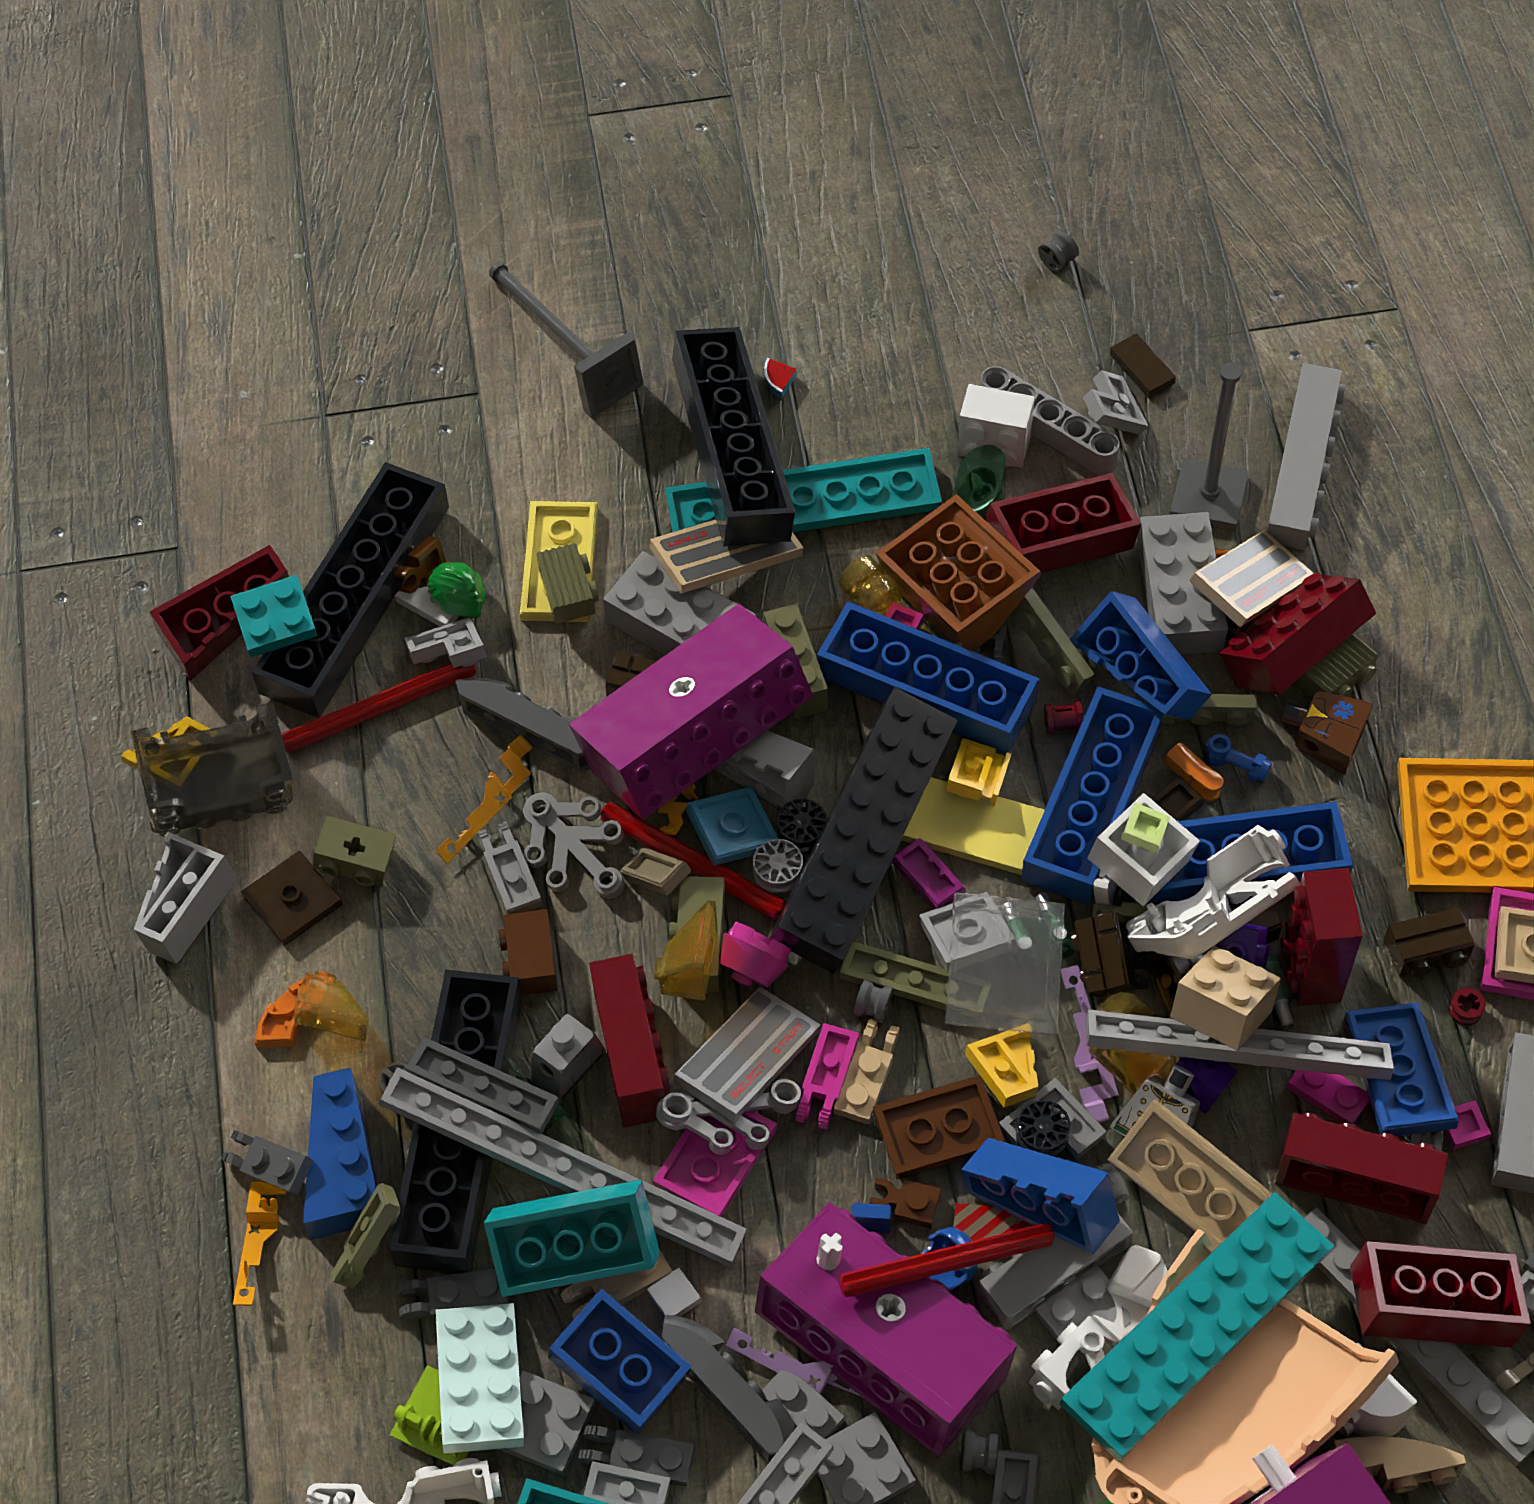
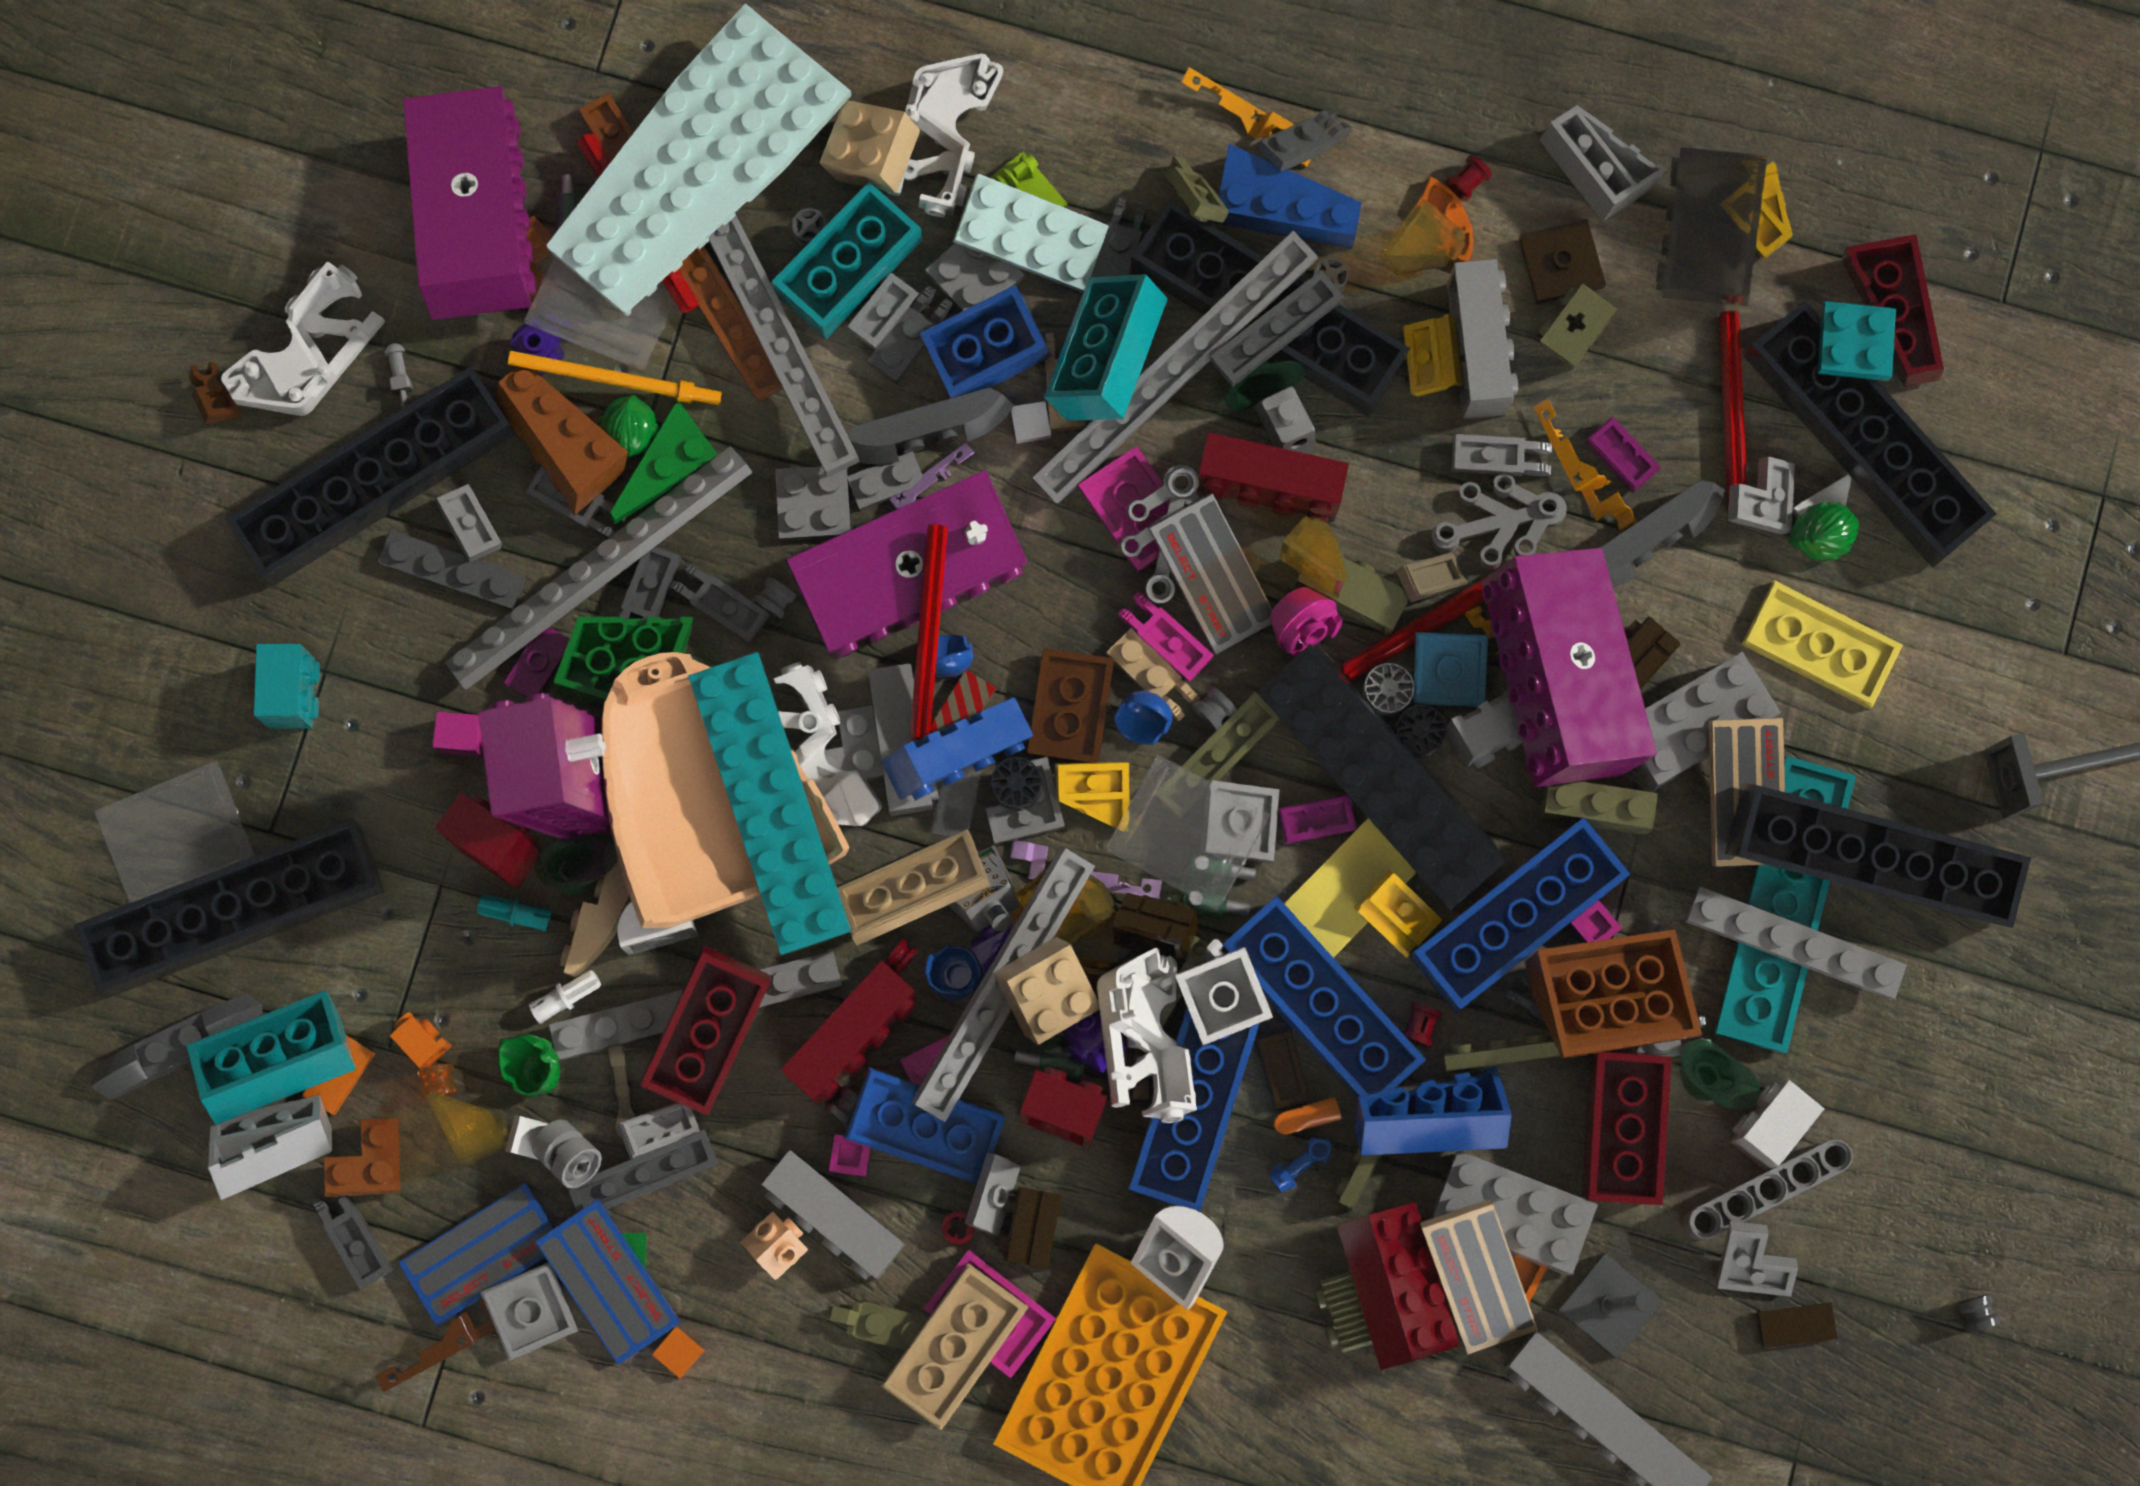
camera: 110 degrees right, 20 degrees up
(242, 1006) = (1469, 178): none -> dark red bush
(406, 920) = (1482, 342): none -> light grey brick
(422, 562) = (1870, 511): reddish brown plate -> none
(426, 959) = (1433, 355): none -> yellow plate
(459, 772) = (1622, 454): none -> magenta plate
(529, 951) = (1405, 436): reddish brown brick -> none
(566, 583) = (1780, 630): olive brick -> none
(778, 377) = (1948, 952): tile -> none
(834, 474) = (1796, 943): none -> light grey plate
(867, 583) = (1653, 913): clear yellow wheel -> none
(872, 1216) = (1015, 609): blue tile -> none
(912, 1203) = (1016, 654): reddish brown plate -> none
(914, 1056) = (1143, 717): none -> blue hair
(1145, 827) = (1230, 992): yellowish green plate -> none
(1247, 1110) = (953, 972): none -> blue hair
(1260, 1165) = (901, 957): none -> dark red bush
(1329, 727) = (1291, 1266): reddish brown torso -> none
(1380, 799) = (1179, 1252): none -> white brick
(1422, 987) = (992, 1194): none -> light grey plate
(1484, 1461) = (564, 996): none -> white axle

